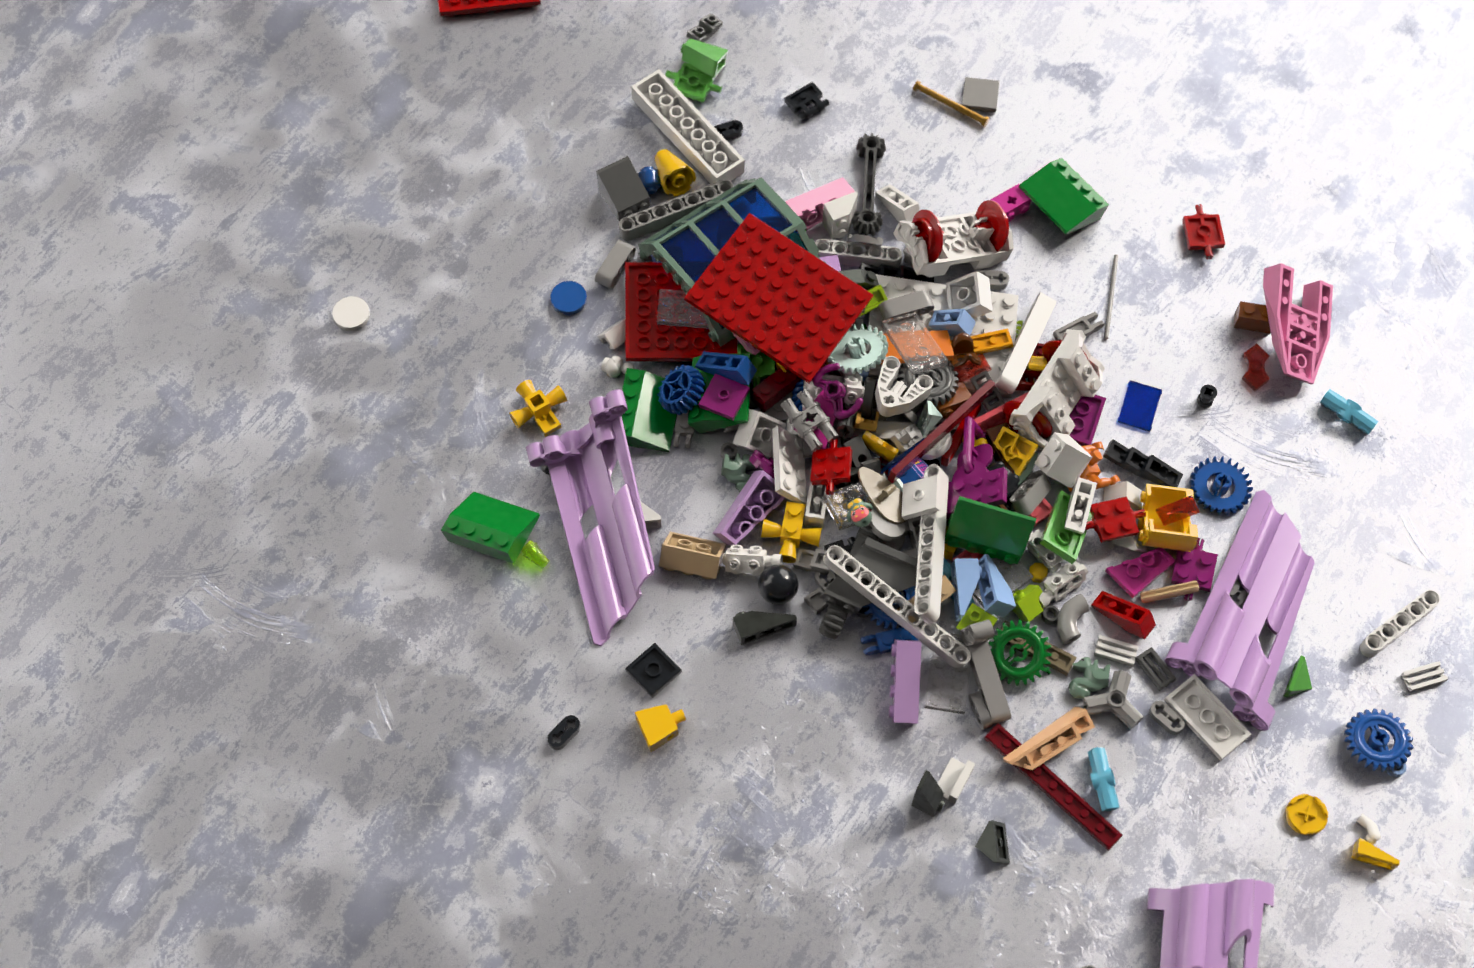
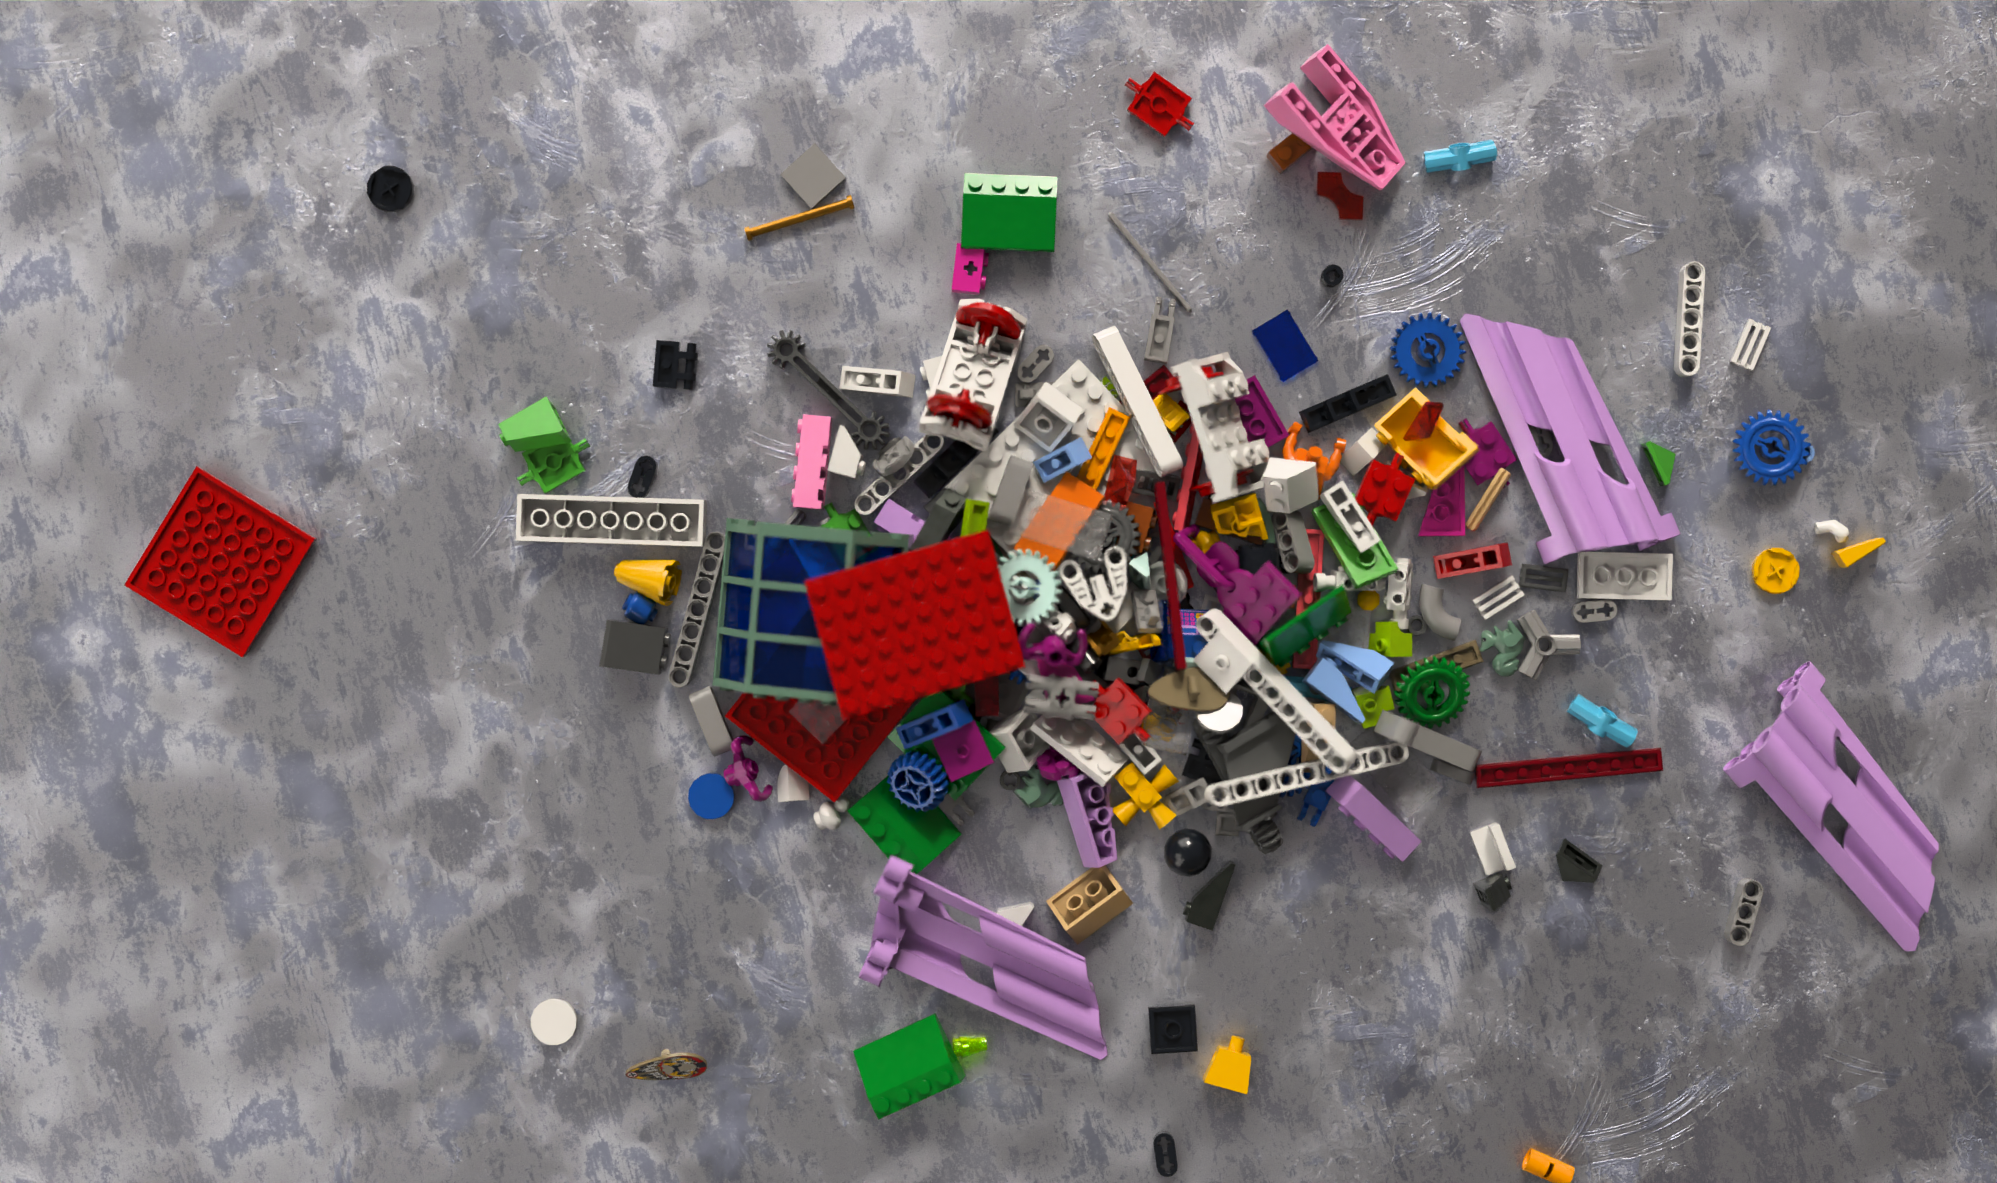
camera: 50 degrees left, 25 degrees up
(375, 391) = (669, 1067): none -> shield
(538, 407) = (816, 924): yellow brick -> none
(601, 298) = (745, 771): none -> magenta piece
(707, 27) = (493, 392): dark grey slope -> none
(745, 559) = (1142, 862): white brick -> none
(859, 512) = (1191, 731): animal -> none
(963, 345) = (1095, 470): reddish brown piece -> none
(1051, 740) = (1530, 734): light nougat wedge -> none

